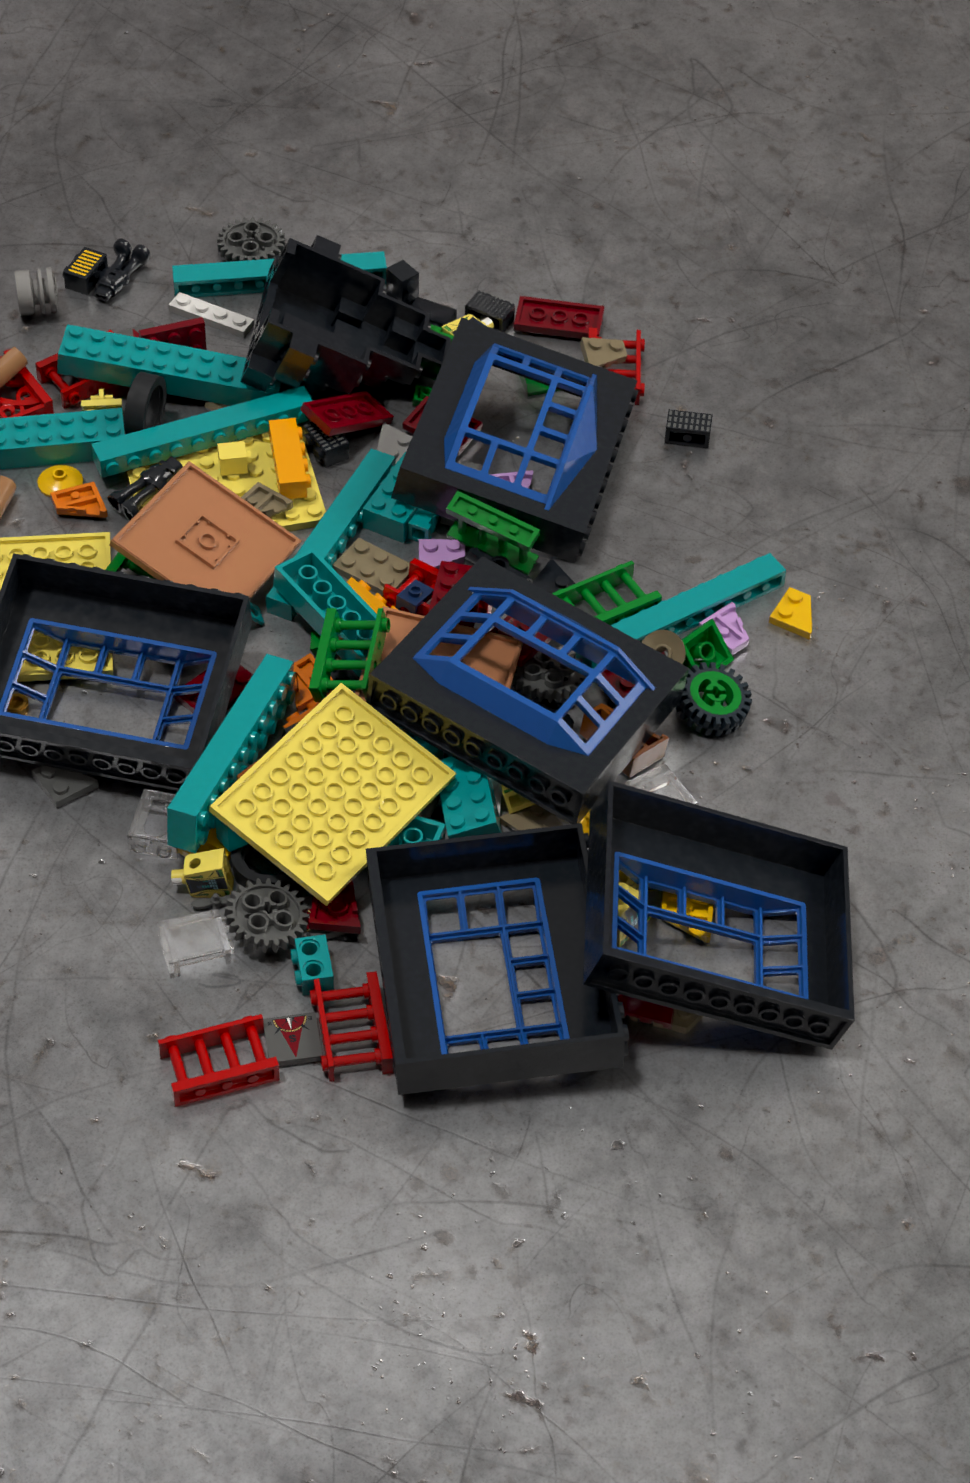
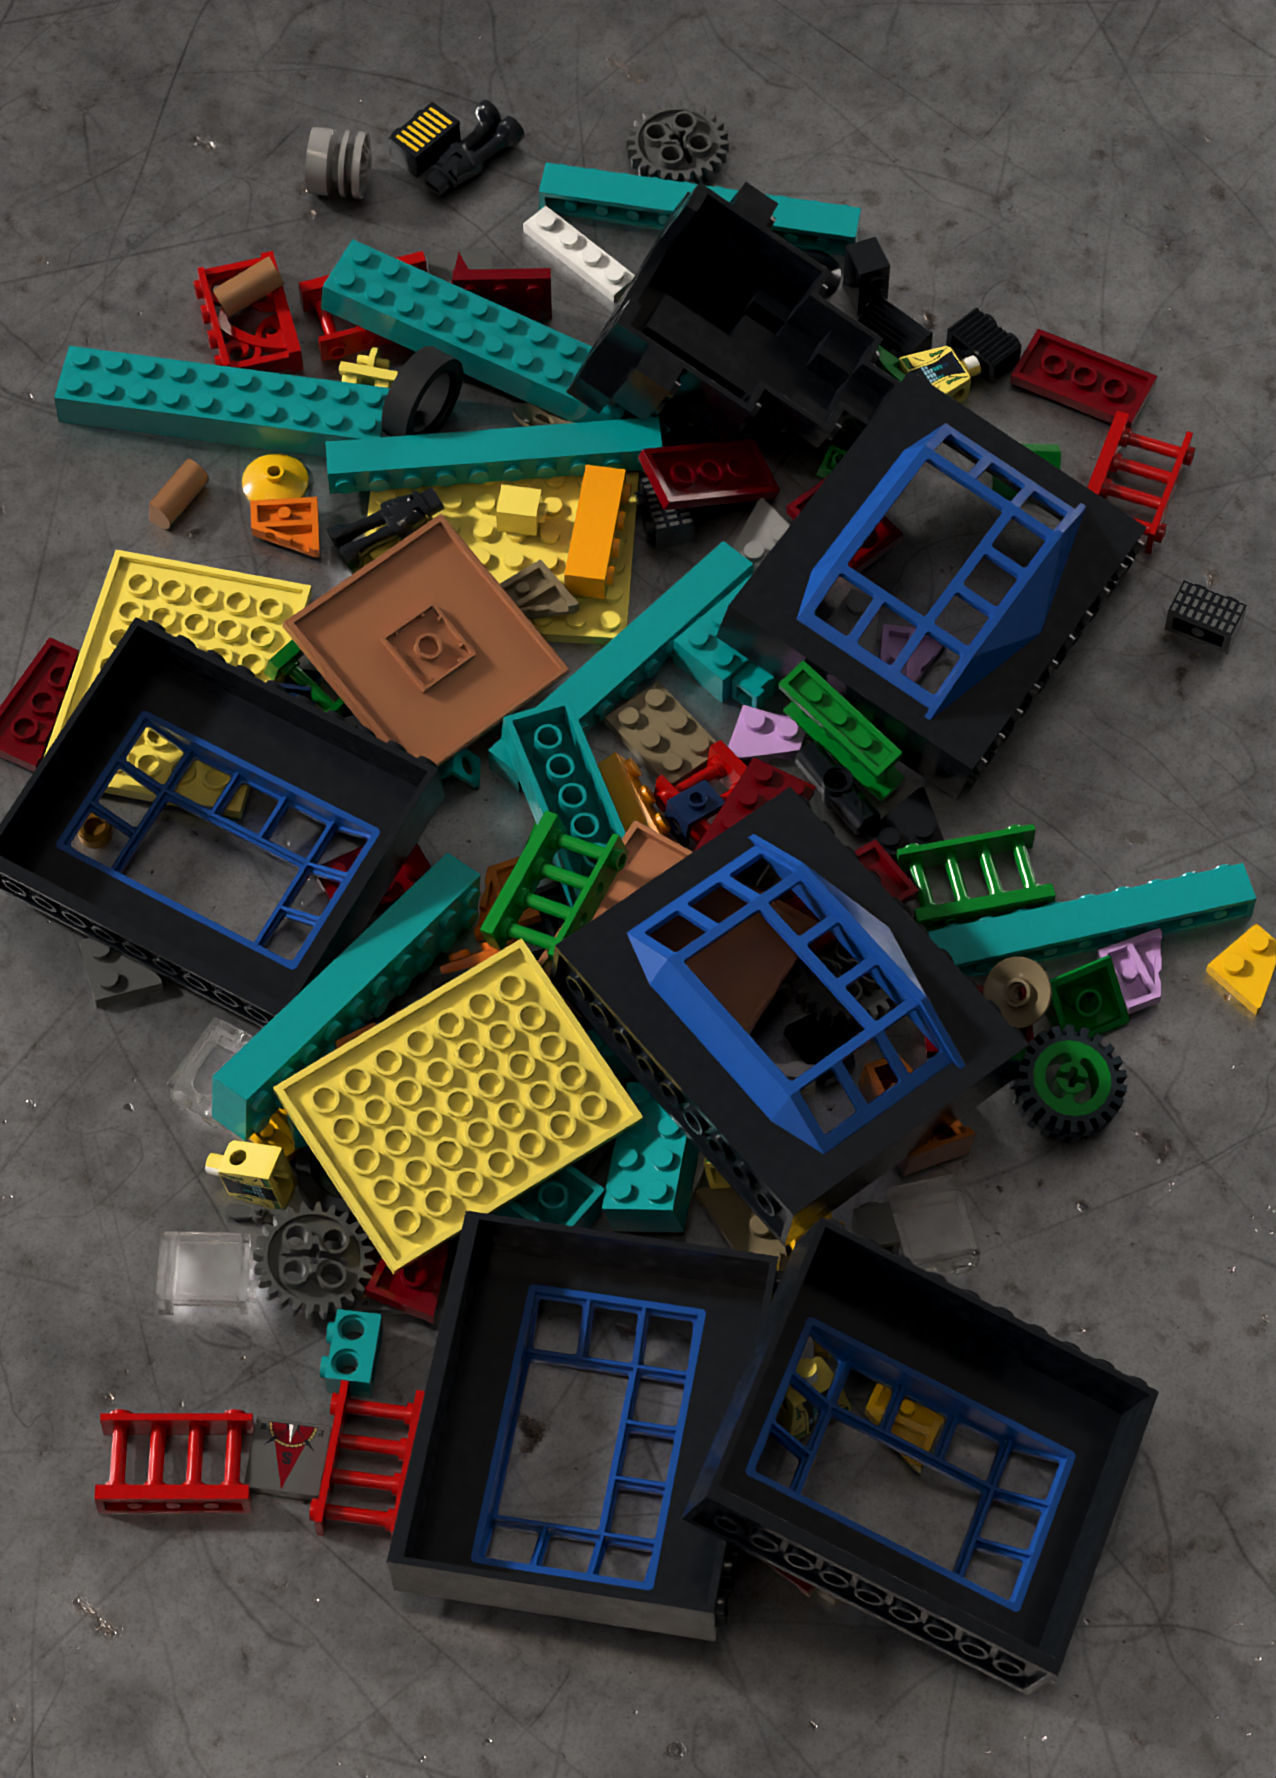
camera: 20 degrees right, 10 degrees up
(603, 351) = (1119, 460): dark tan wing -> none

